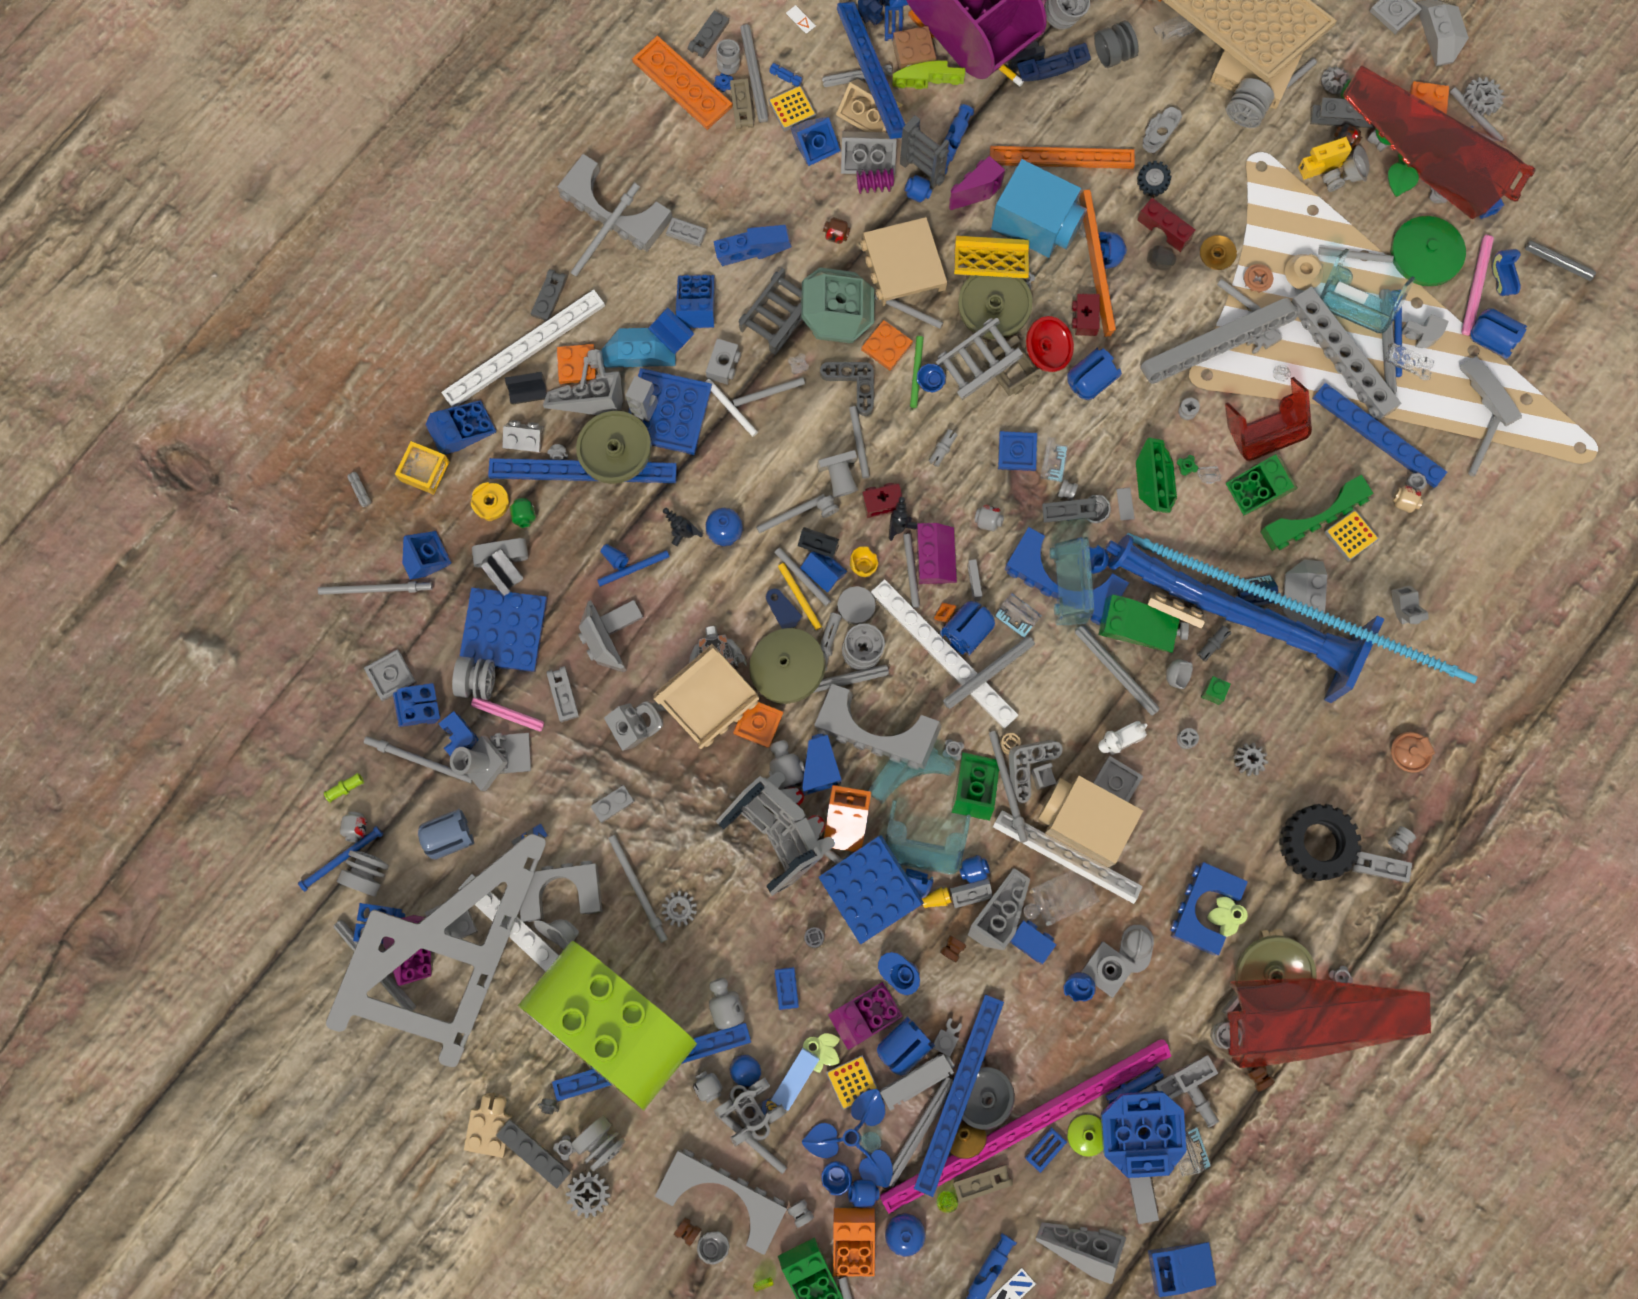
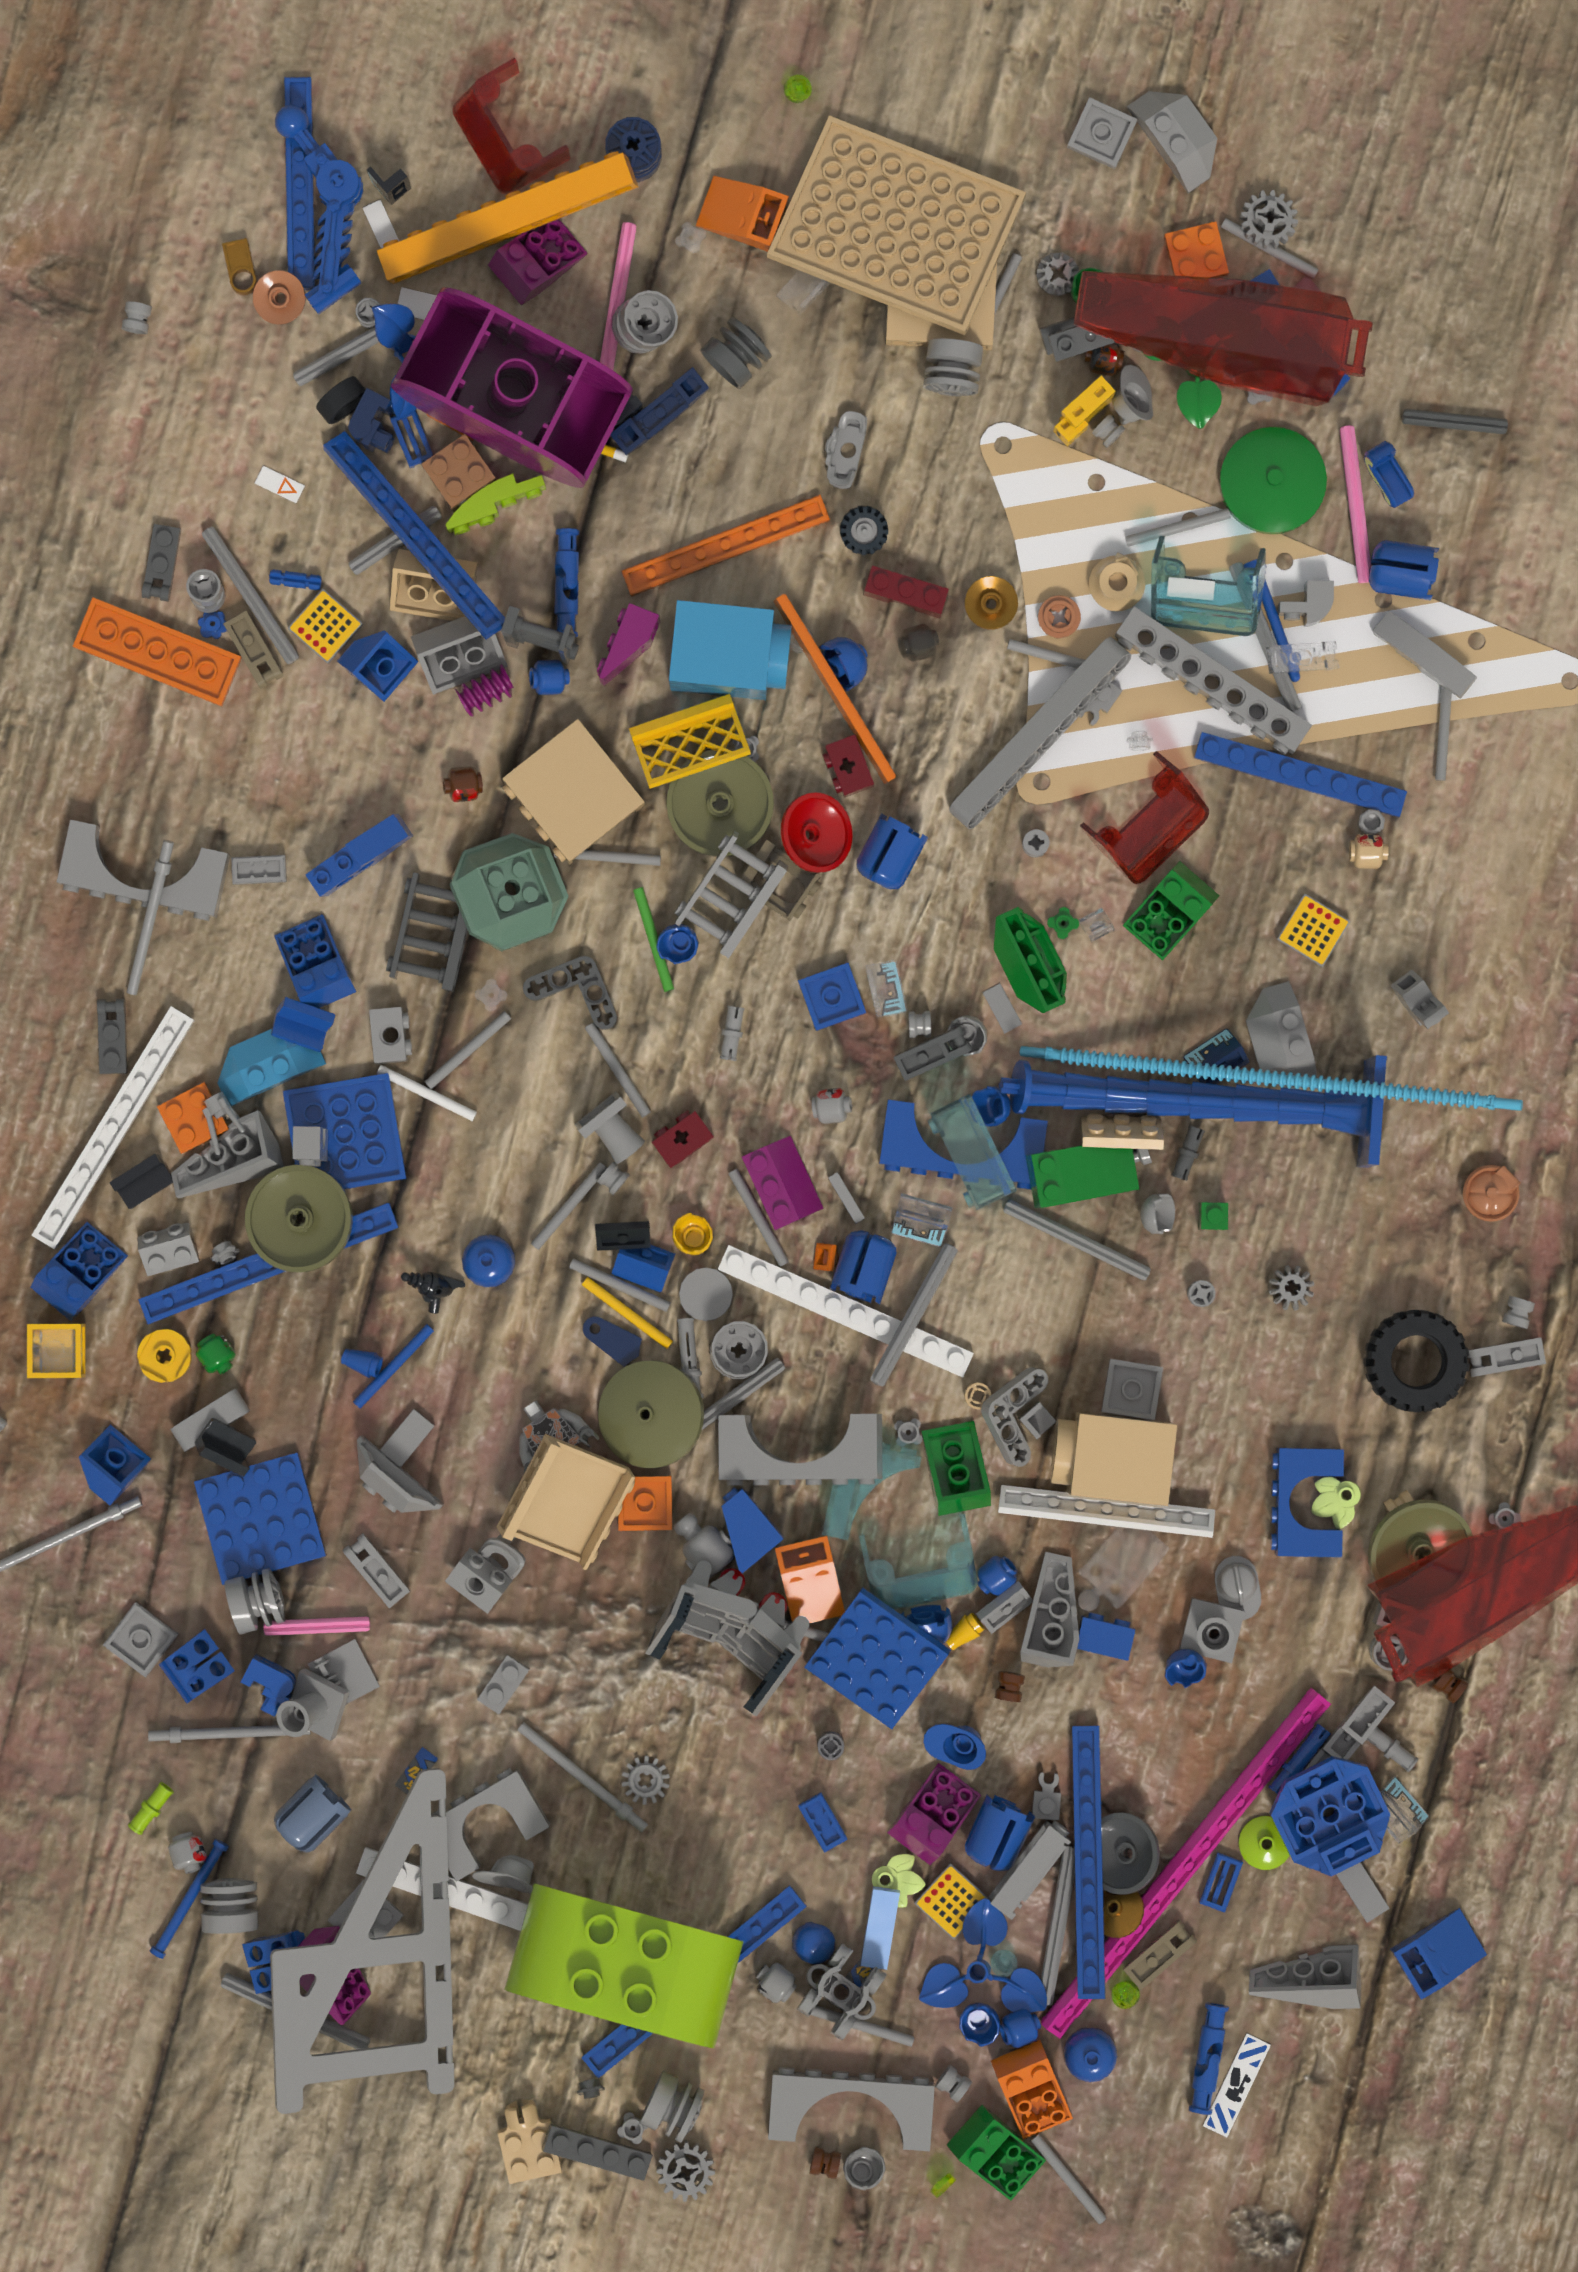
camera: 25 degrees left, 10 degrees up
(725, 1006) = (755, 1876): light grey piece -> none
(887, 345) = (598, 918): orange plate -> none
(900, 519) = (716, 1158): black piece -> none
(1018, 821) = (1028, 1495): light grey bar -> none
(1123, 738) = (1116, 1332): white animal -> none
(1284, 530) = (1291, 876): green arch -> none

